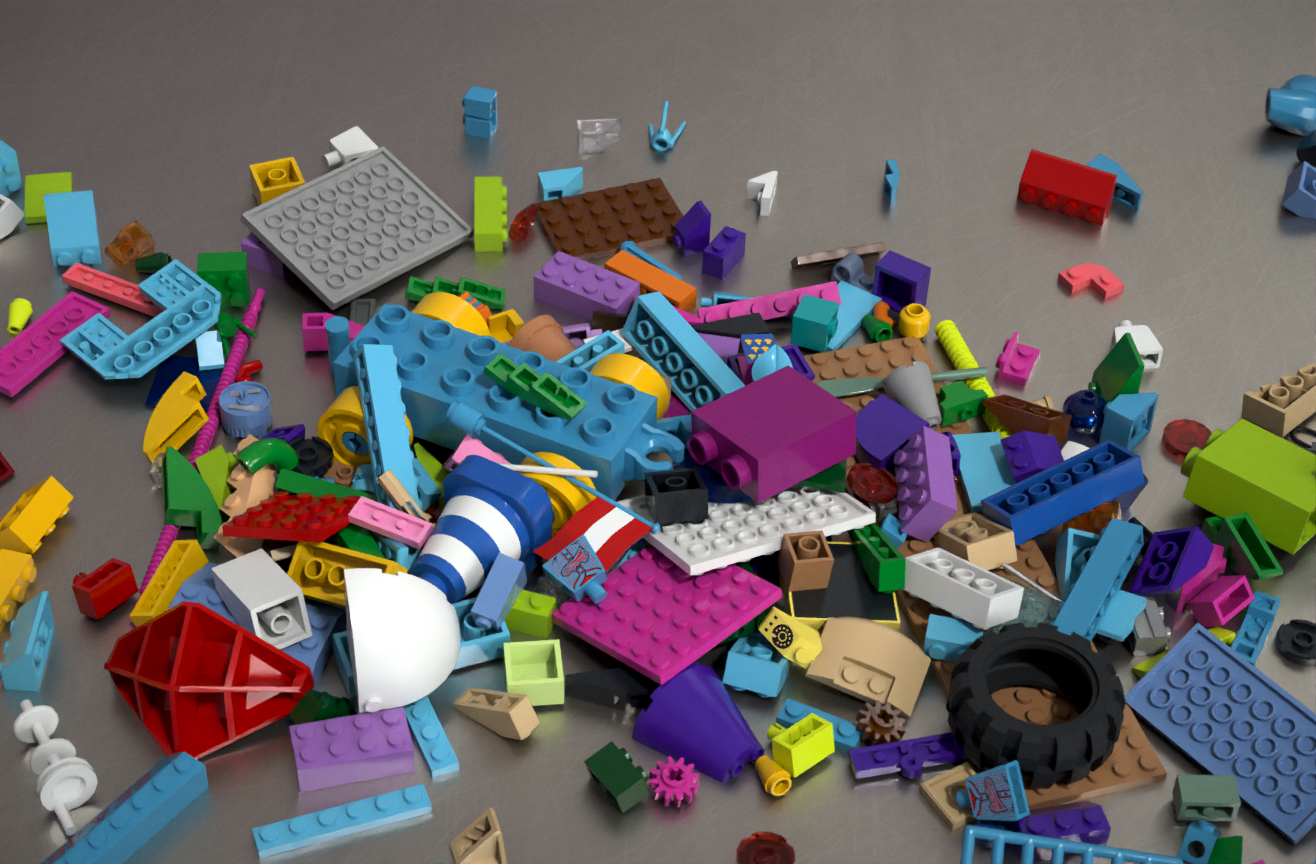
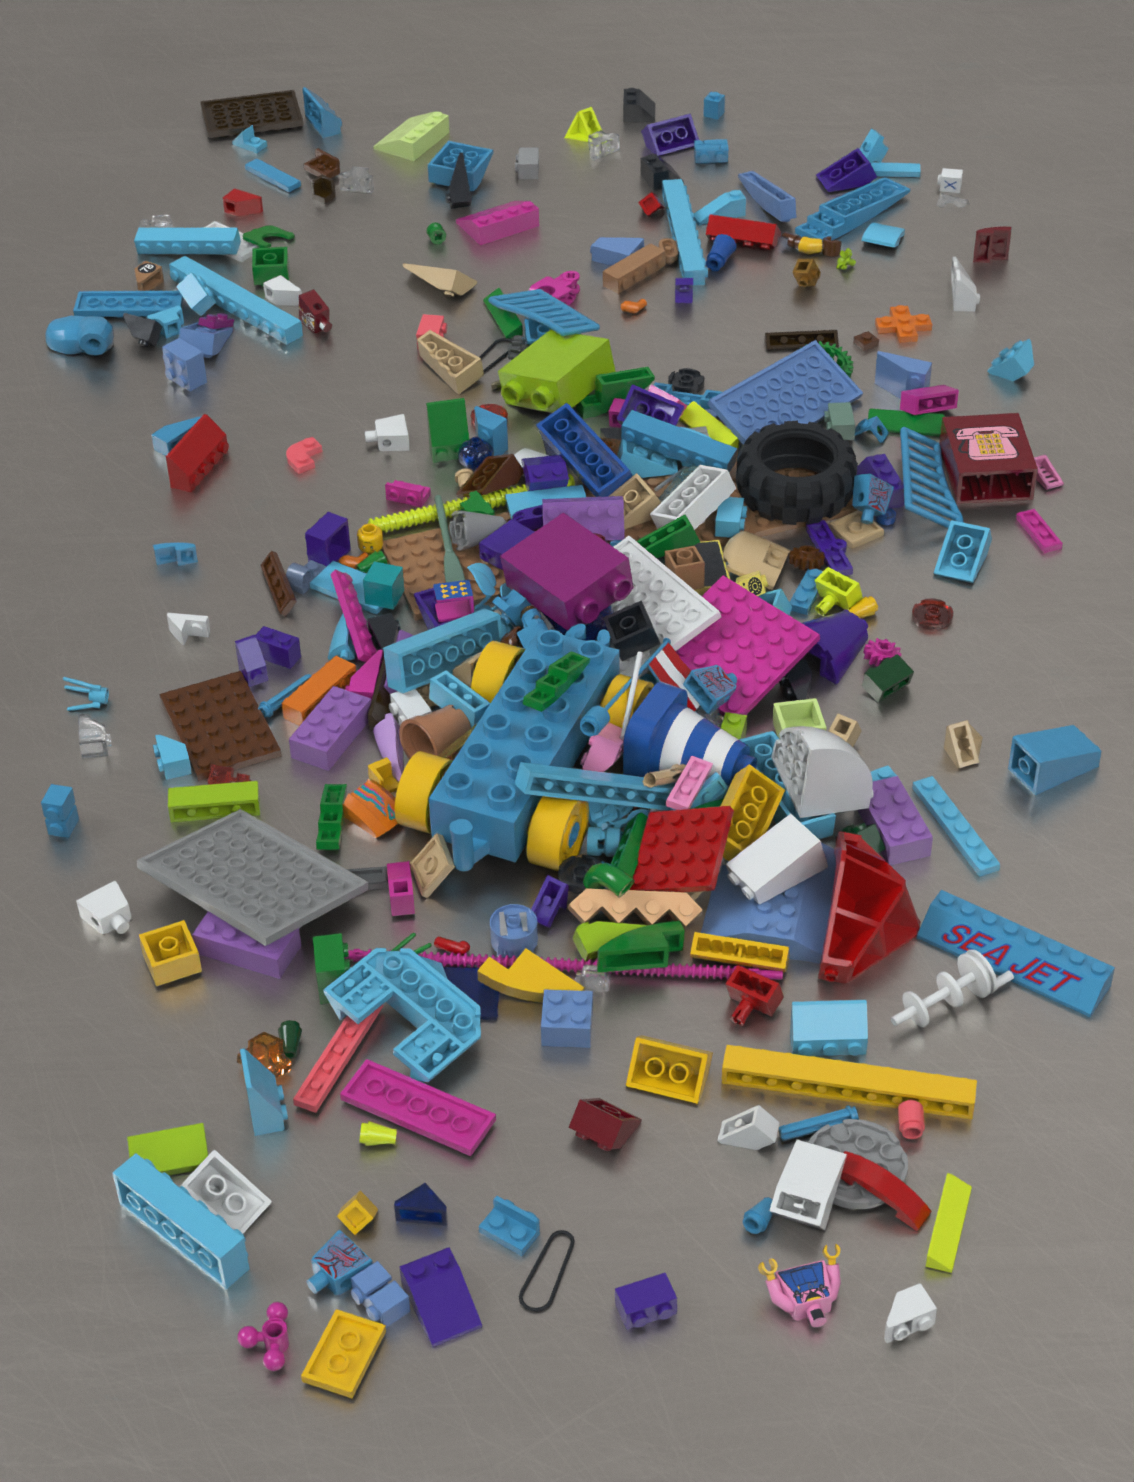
camera: 90 degrees left, 0 degrees up
(115, 446) = (567, 1018): none -> medium blue brick
(499, 592) = (749, 723): medium blue slope -> none
(1243, 175) = (184, 364): none -> medium blue brick

